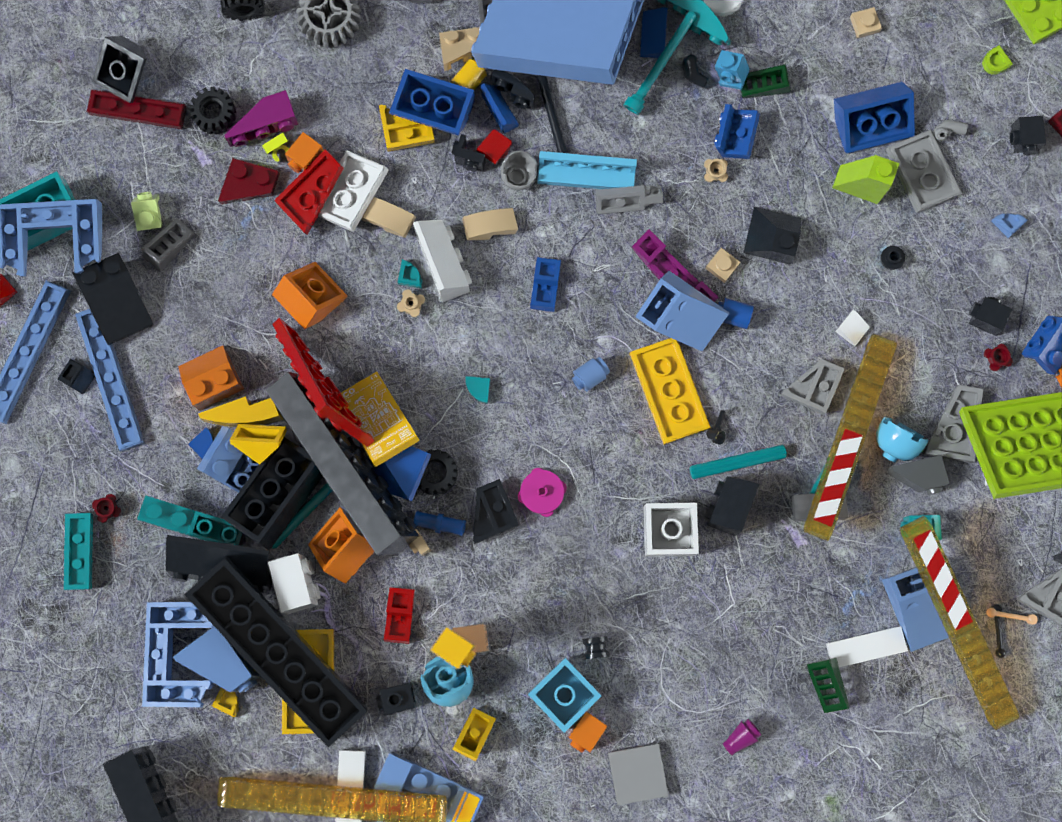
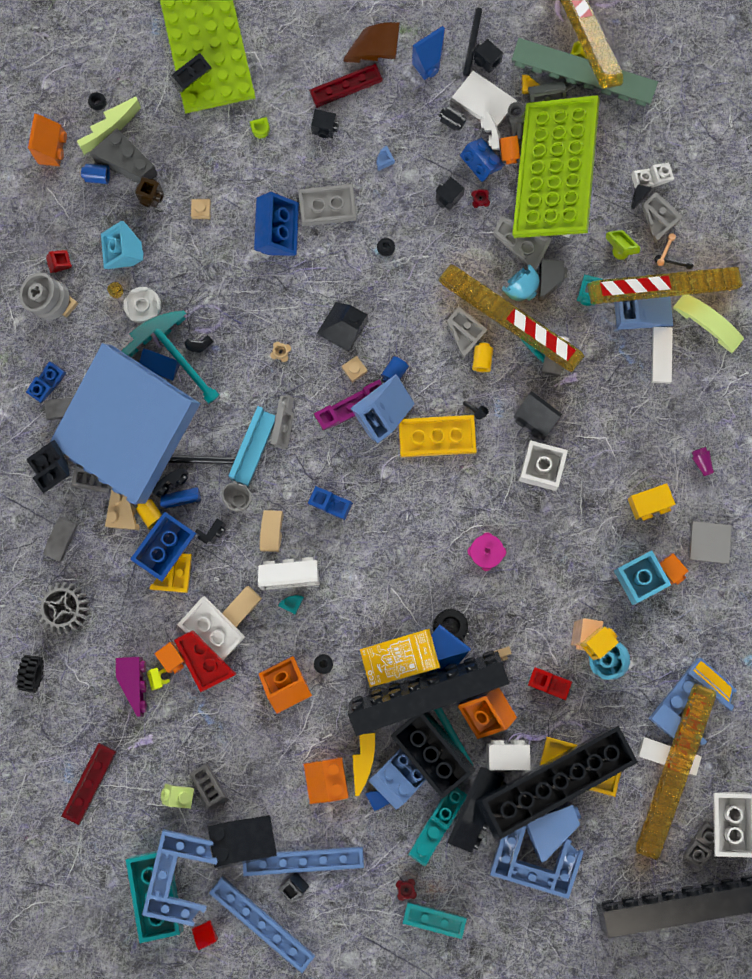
camera: 70 degrees left, 0 degrees up
(120, 67) = (52, 786): black slope -> none
(207, 98) = (123, 721): black tyre -> none
(226, 702) = (581, 833): yellow tile -> none
(247, 181) = (178, 709): dark red wing -> none
(257, 440) = (392, 753): yellow slope -> none
(320, 390) = (368, 692): red wing -> none
(352, 338) = (328, 668): none -> black plate
(396, 699) = (612, 702): black brick -> none
(413, 310) = (314, 613): tan plate -> none
(439, 523) = (490, 633): blue pin -> none
(474, 734) = (654, 652): yellow slope -> none
(478, 388) = (395, 576): teal tile -> none
(492, 512) = (492, 592): black wing -> none
(495, 146) = (211, 509): red slope -> none
(590, 374) = (409, 489): medium blue brick -> none
(596, 647) = (613, 545): black wheel -> none
(667, 683) = (651, 501): none -> yellow brick
(732, 69) = (208, 315): dark azure brick -> none
(736, 132) = (257, 327): blue bracket -> none
(738, 461) = (504, 404): teal axle -> none
(763, 74) = (218, 287): dark green slope -> none
(787, 417) = (482, 358): none -> yellow brick
(837, 683) = (669, 382): dark green slope -> none
(853, 328) = (429, 291): white slope -> none
(866, 178) = (323, 245): lime slope -> none
(932, 700) = (710, 320): none -> yellowish green slope
(948, 127) = (300, 178): light grey arm -> none
(998, 554) = (622, 244): none -> lime tile

